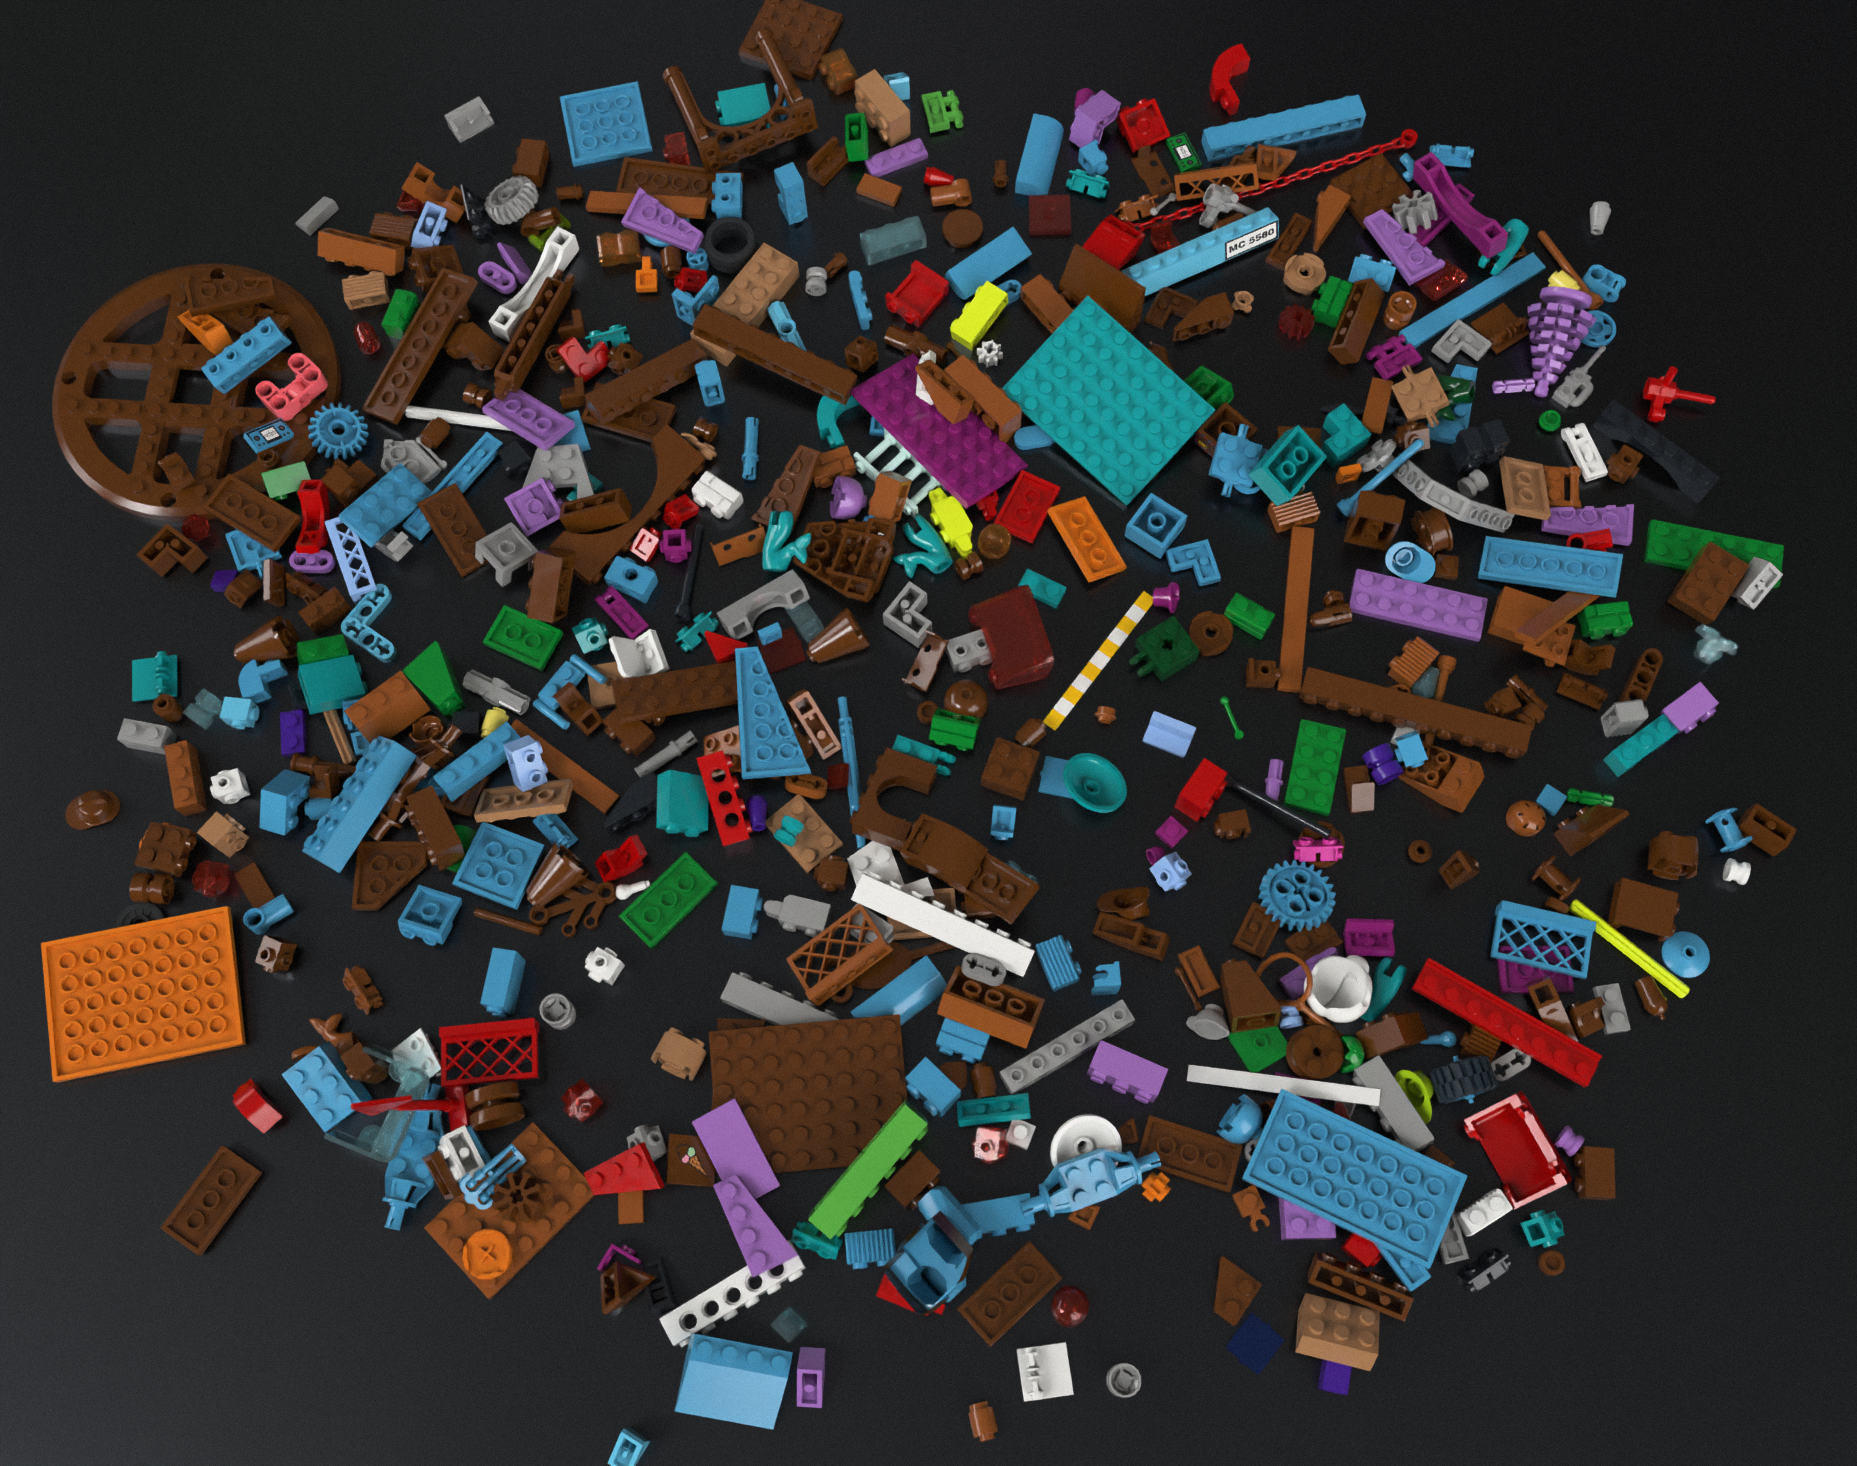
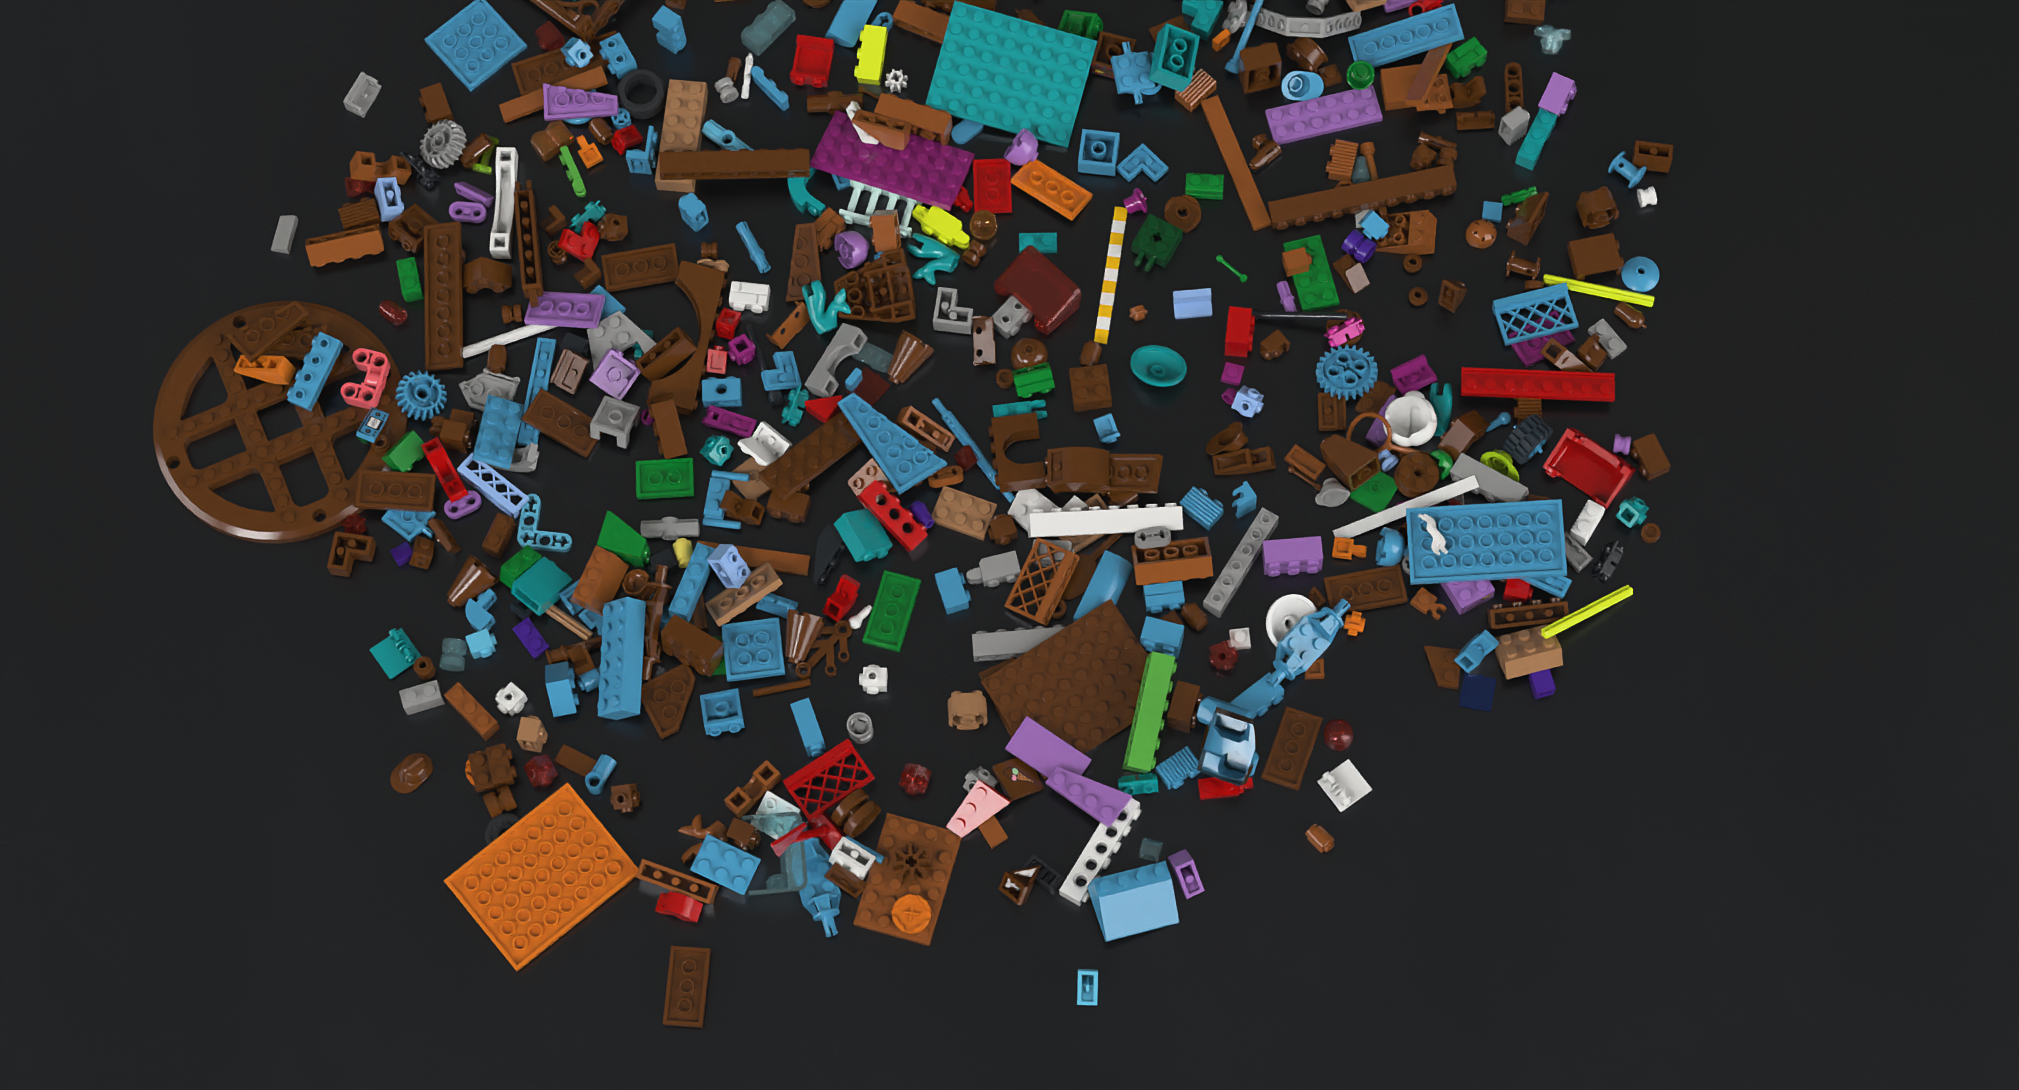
camera: 25 degrees left, 0 degrees up
(177, 471) = (316, 489): reddish brown bracket -> none
(266, 1073) = (677, 881): none -> dark orange brick
(300, 585) = (465, 528): reddish brown hinge -> none
(364, 997) = (696, 787): dark orange hinge -> none
(366, 290) = (367, 274): medium nougat brick -> none
(395, 1023) = (744, 798): none -> dark orange arch
(471, 1196) = (880, 878): dark azure piece -> none
(495, 480) = (569, 370): none -> reddish brown plate
(570, 192) = (482, 114): reddish brown pin -> none
(620, 288) = (572, 172): none -> bright green hinge
(625, 1250) = (1006, 862): magenta bracket -> none
(644, 382) = (643, 235): reddish brown brick -> none
(667, 754) = (830, 502): light grey pin -> none
(686, 167) = (576, 52): none -> dark azure brick
(703, 595) = (785, 375): none -> dark azure plate
(788, 831) = (954, 514): teal wheel -> none
(844, 278) = (747, 76): none -> white animal
(861, 353) = (797, 130): reddish brown brick -> none
(993, 1109) = (1212, 631): teal plate -> none
(1052, 777) = (1125, 378): dark azure piece -> none
(1078, 483) = (1022, 149): none -> medium lavender cylinder
(1123, 1380) = (1401, 760): light grey wheel -> none
(1191, 1093) = (1345, 547): none -> orange plate
(1256, 678) = (1236, 229): reddish brown brick -> none
(1276, 1296) = (1476, 650): none -> dark azure brick
(1299, 1147) = (1438, 540): none -> white hair
(1304, 746) = (1296, 261): none -> dark orange brick
(1429, 1322) = (1586, 612): none -> neon yellow axle
(1430, 818) = (1412, 268): none -> reddish brown plate
(1480, 581) = (1360, 74): none -> green hair
(1511, 1069) = (1551, 412): light grey beam -> none

